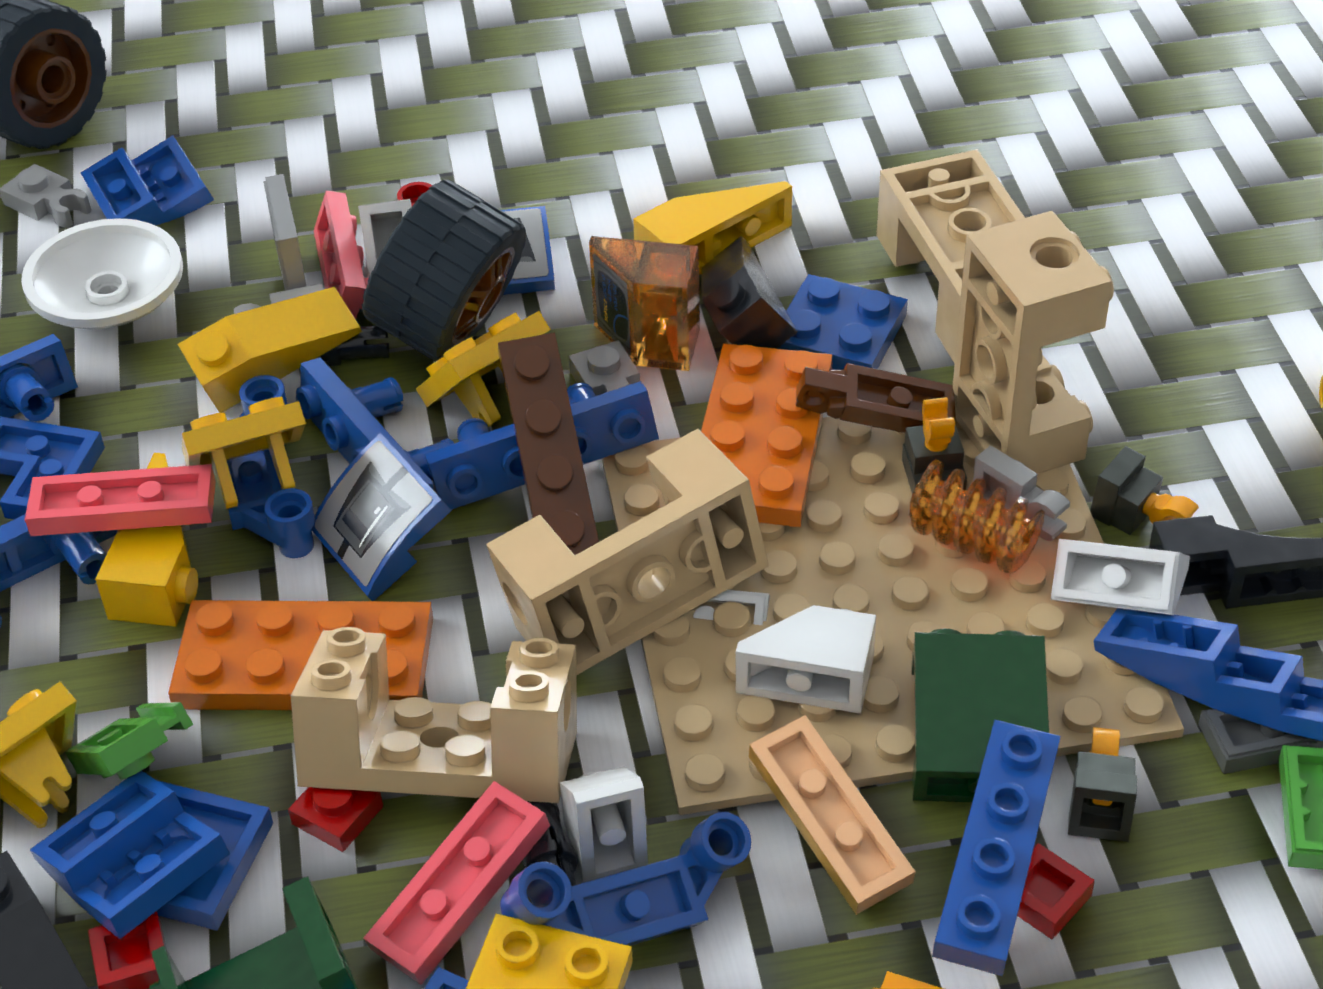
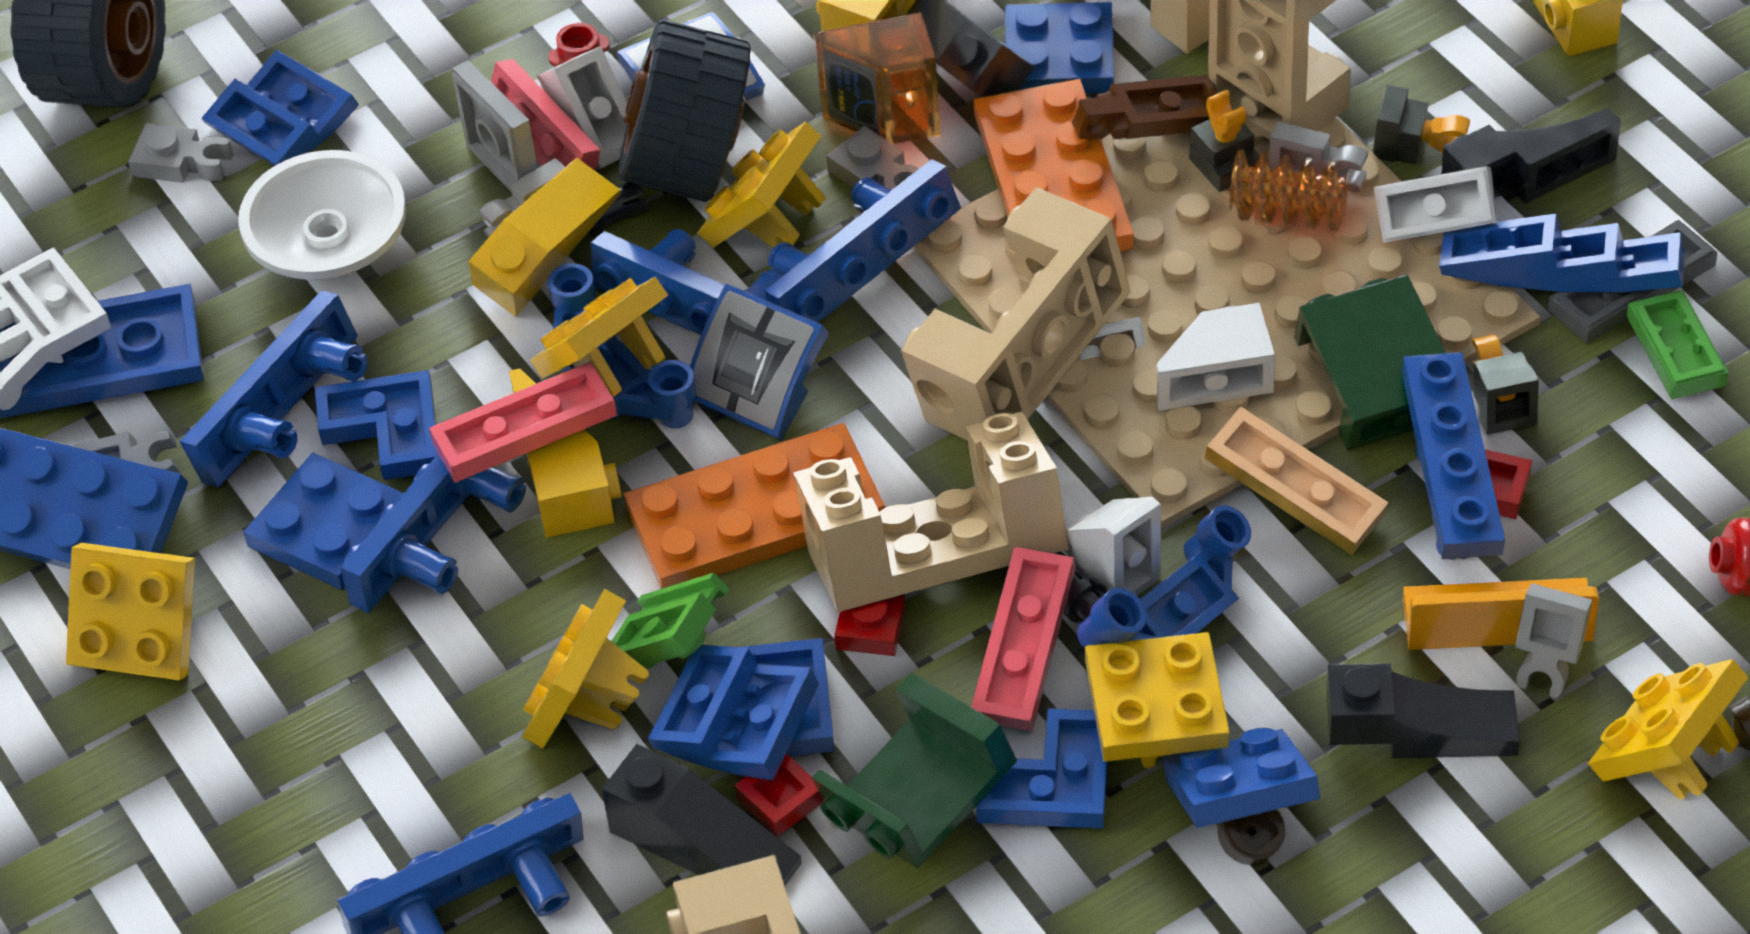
camera: 20 degrees left, 5 degrees up
(548, 438) = (875, 237): reddish brown plate -> none

